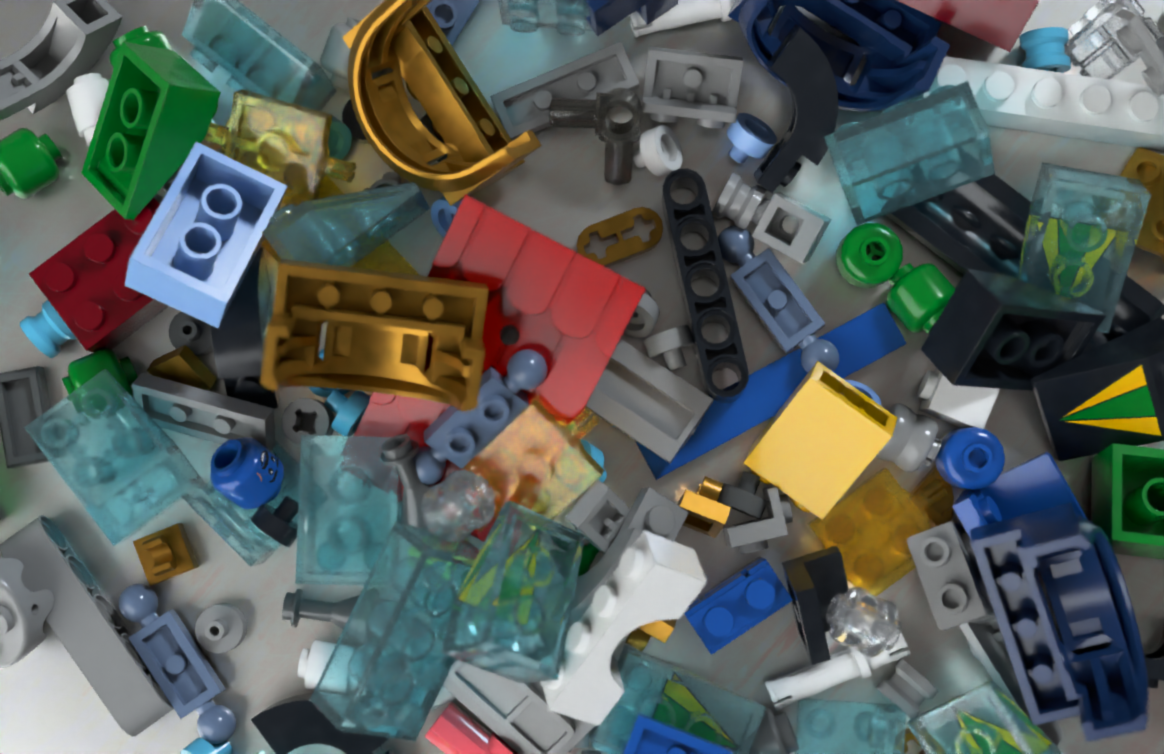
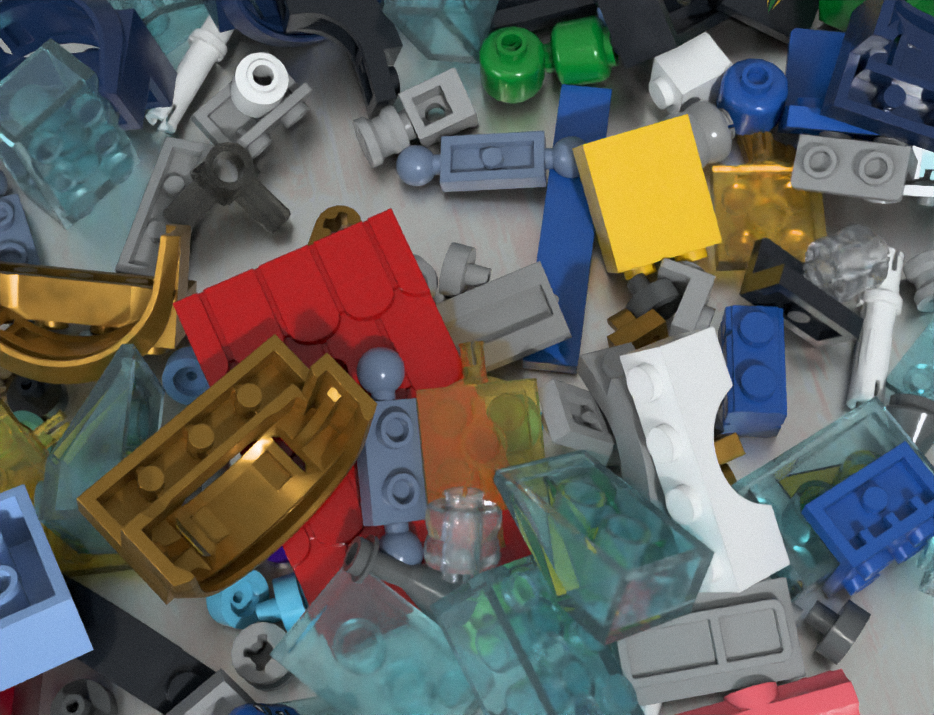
camera: 50 degrees left, 20 degrees down
(659, 151) = (284, 170): white tile -> none
(699, 72) = (251, 97): none -> white brick
(704, 263) = (451, 221): black beam -> none
(750, 138) = (336, 96): light blue tile -> none

